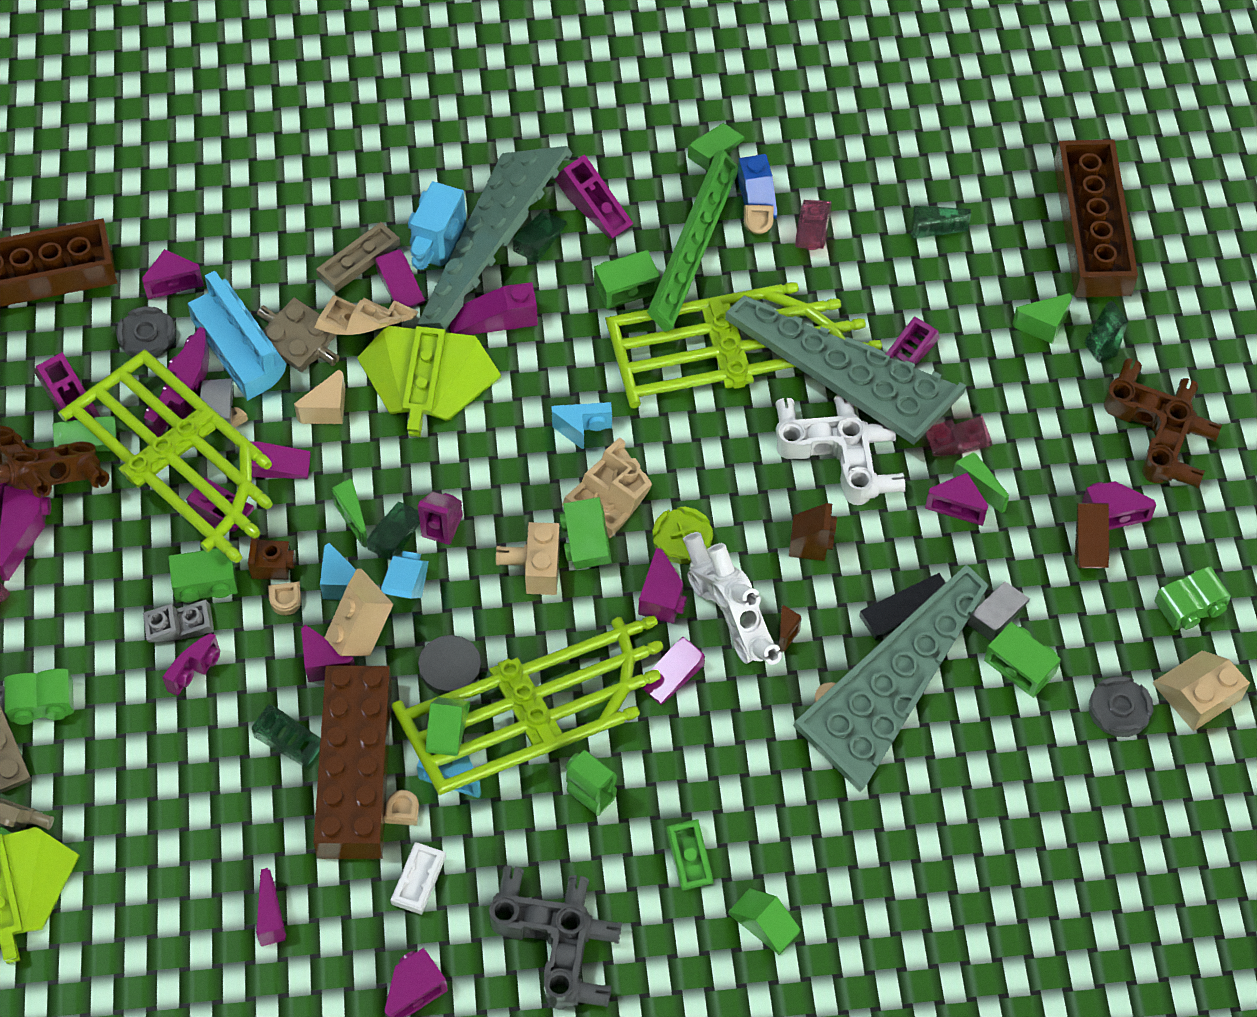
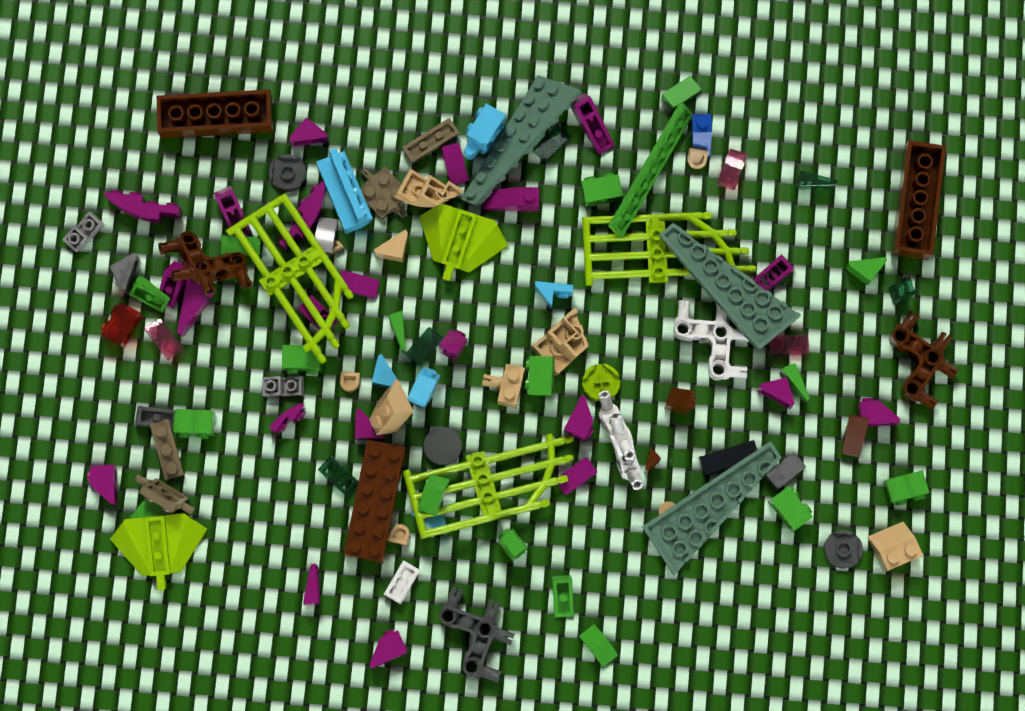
camera: 10 degrees right, 20 degrees up
(270, 559) = (350, 360): reddish brown brick -> none

